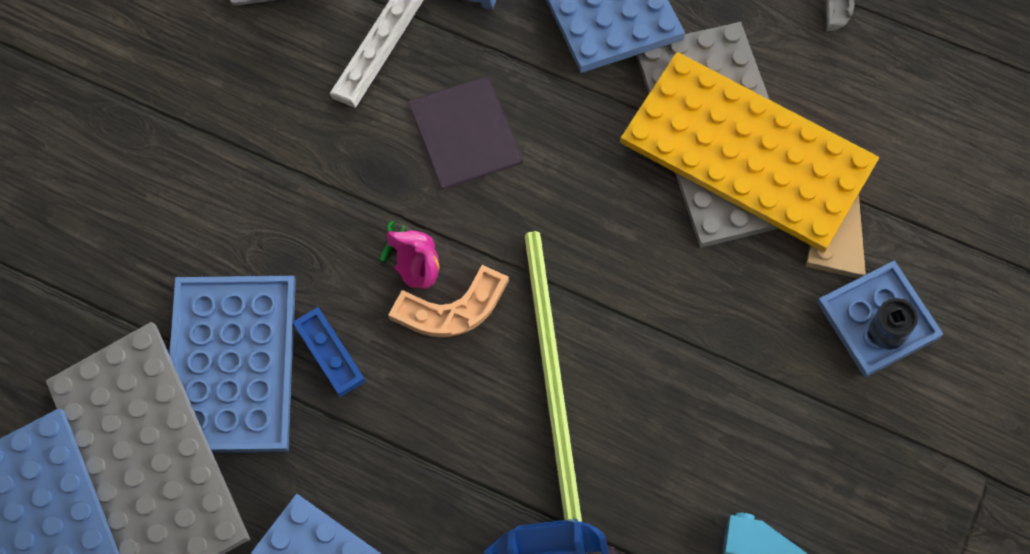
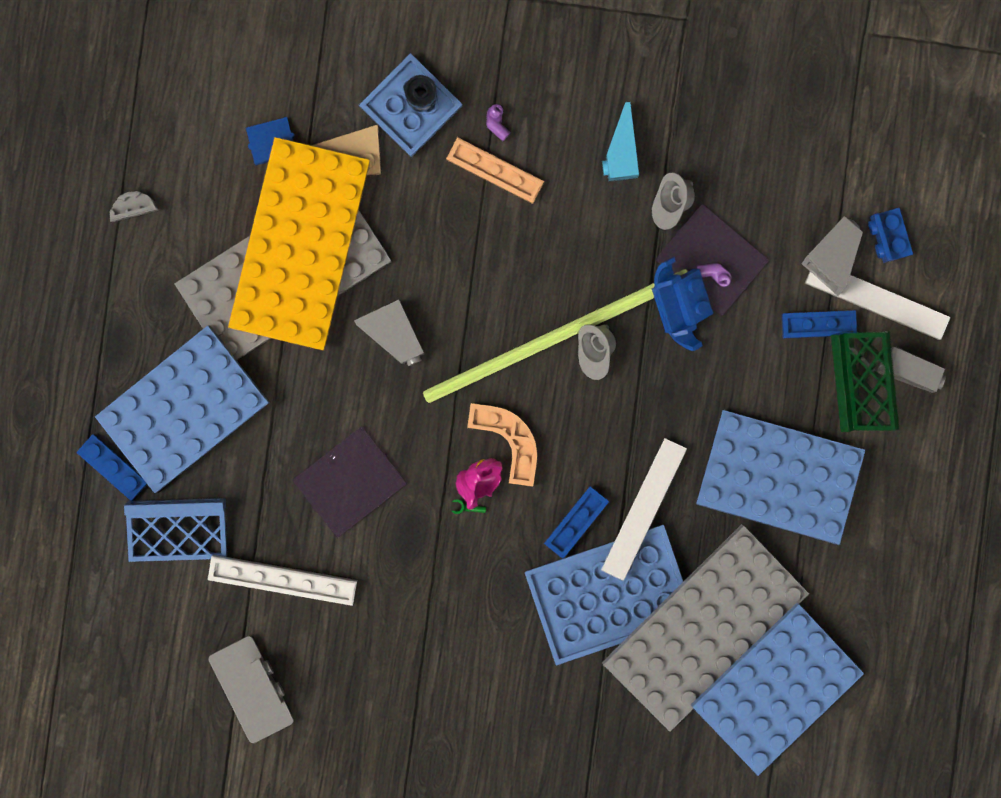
camera: 110 degrees left, 20 degrees up
(314, 431) = (644, 509): none -> white tile
(525, 437) = (595, 349): none -> light grey piece
(617, 220) = (392, 332): none -> light grey slope
(775, 391) = (495, 170): none -> light nougat tile
(836, 408) = (494, 122): none -> medium lavender arm
(886, 169) = (262, 138): none -> blue piece

